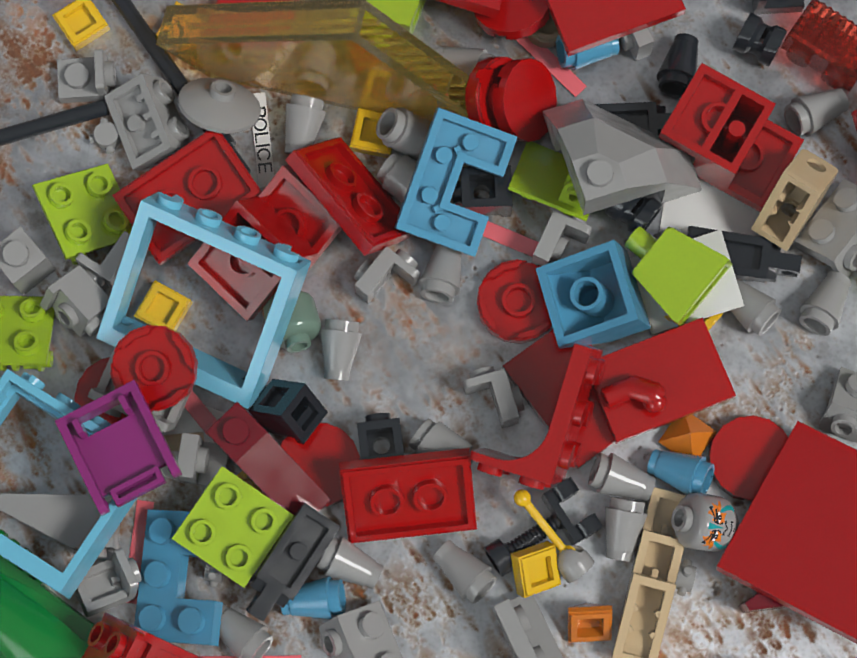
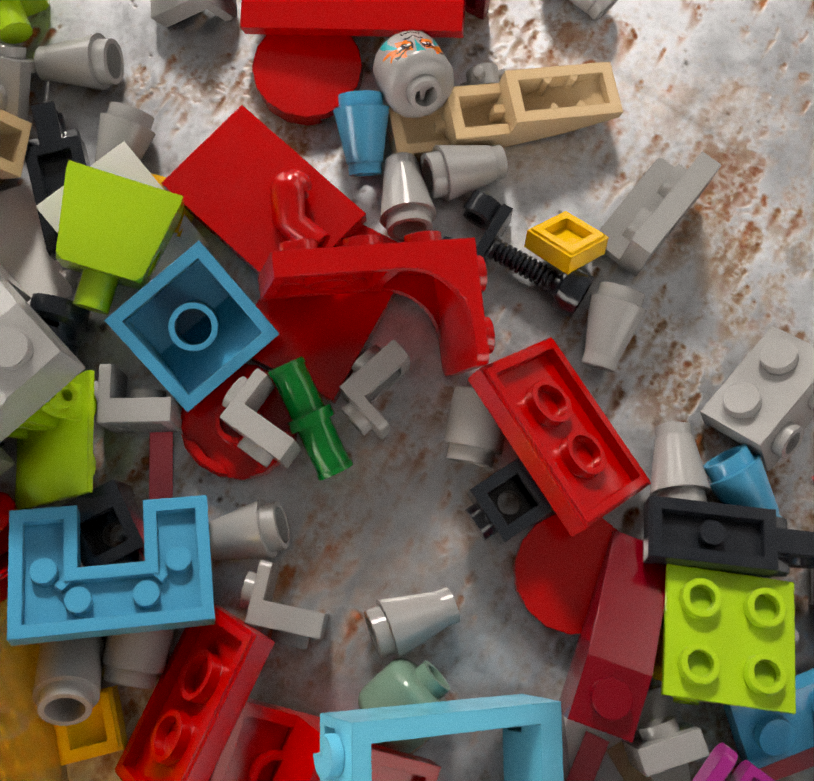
camera: 115 degrees left, 0 degrees up
(288, 409) = (530, 645): black brick -> none
(496, 344) = (310, 418): none -> green pin
(497, 305) = (260, 437): none -> light grey bracket
(571, 559) = (531, 204): hinge -> none
(589, 623) = (589, 158): orange slope -> none
(687, 436) = (319, 147): orange slope -> none

